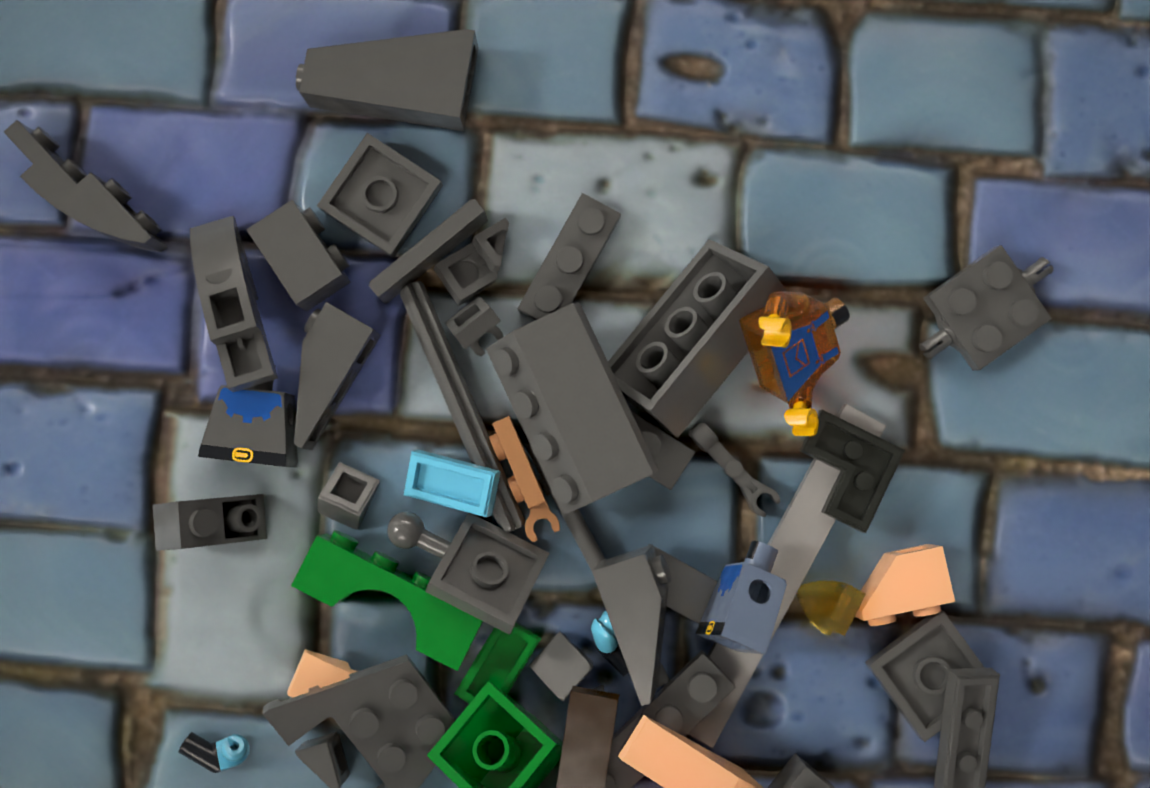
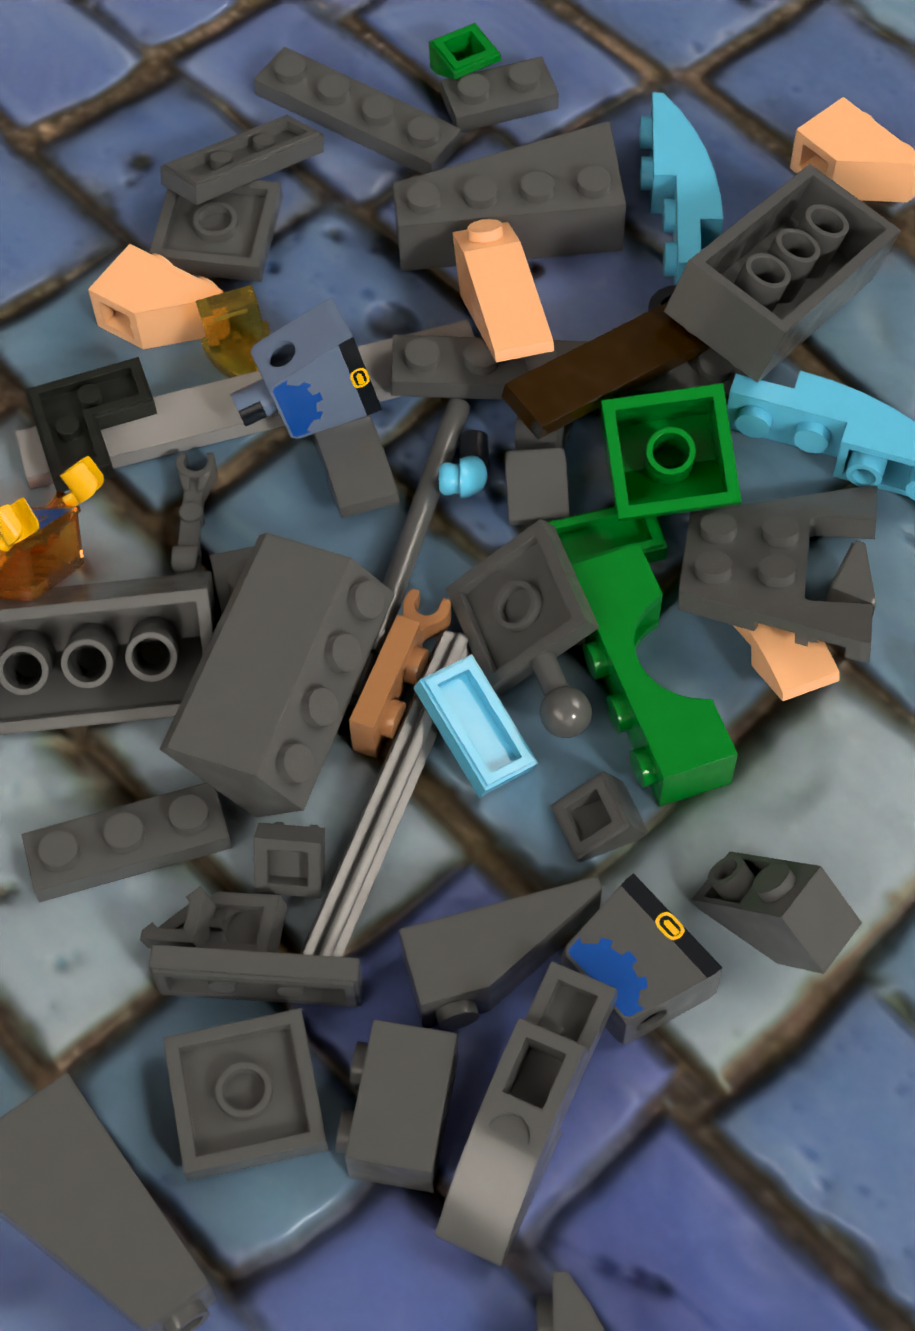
camera: 135 degrees left, 25 degrees down
(636, 604) = (405, 453): dark grey slope -> none

